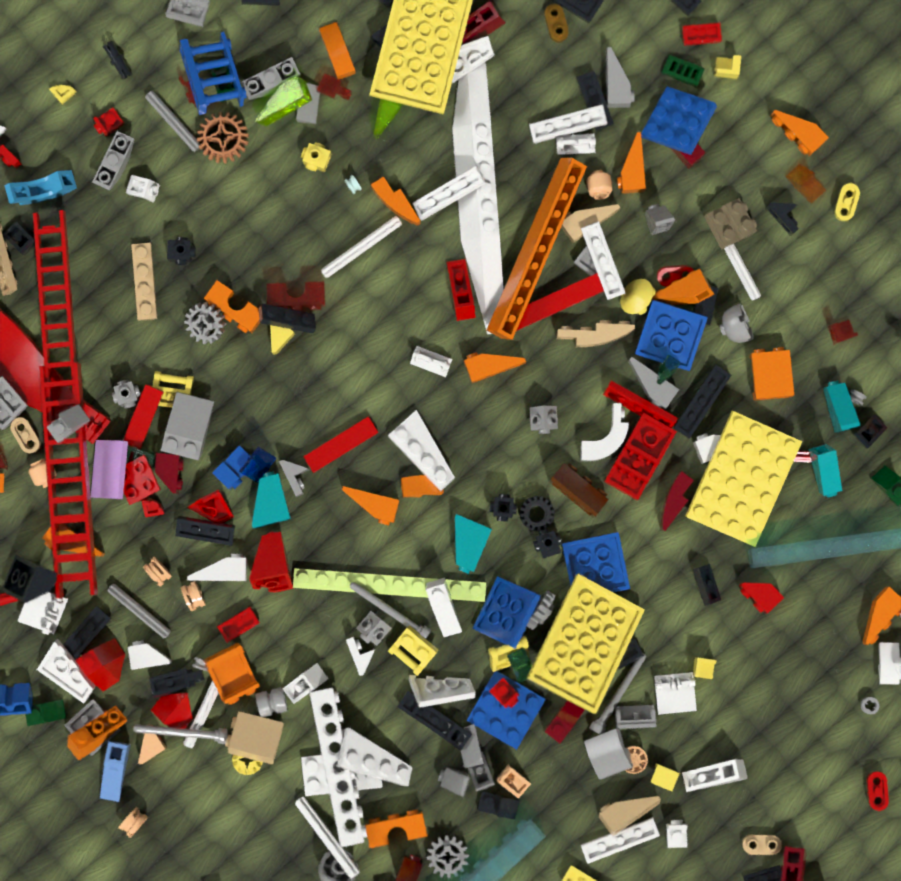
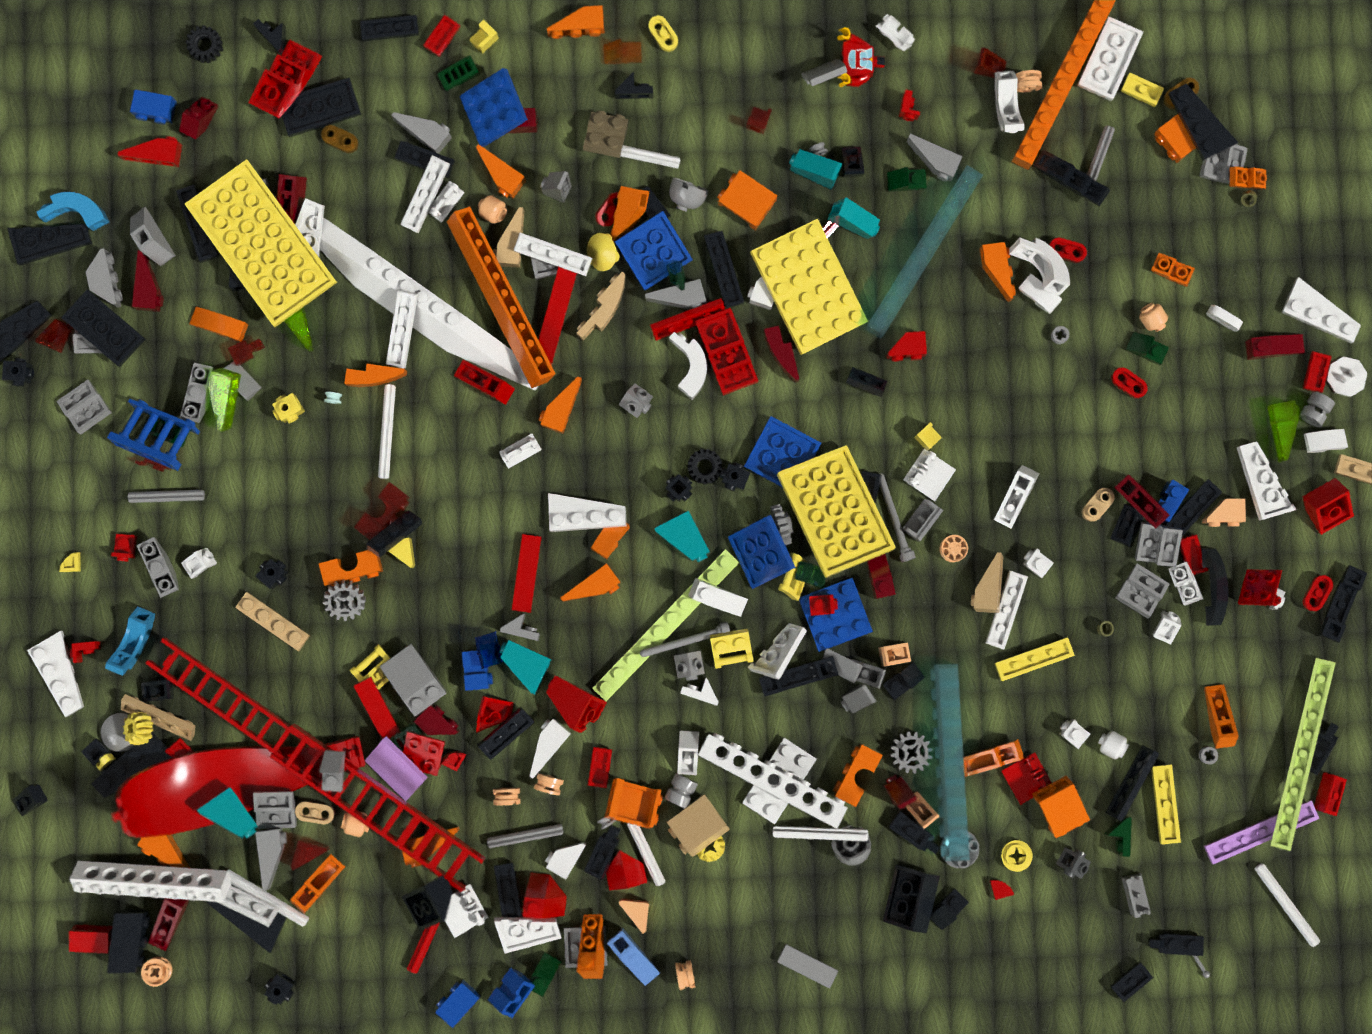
camera: 45 degrees left, 0 degrees up
(117, 60) = (82, 500): black pin -> none
(132, 397) = (355, 707): light grey brick -> none
(219, 736) = (672, 853): light grey piece -> none
(221, 121) = (206, 474): nougat gear -> none
(369, 759) = (788, 750): white wing -> none
(579, 490) = (713, 419): reddish brown slope -> none
(608, 754) = (934, 564): light grey slope -> none
(664, 777) = (987, 535): light yellow panel -> none

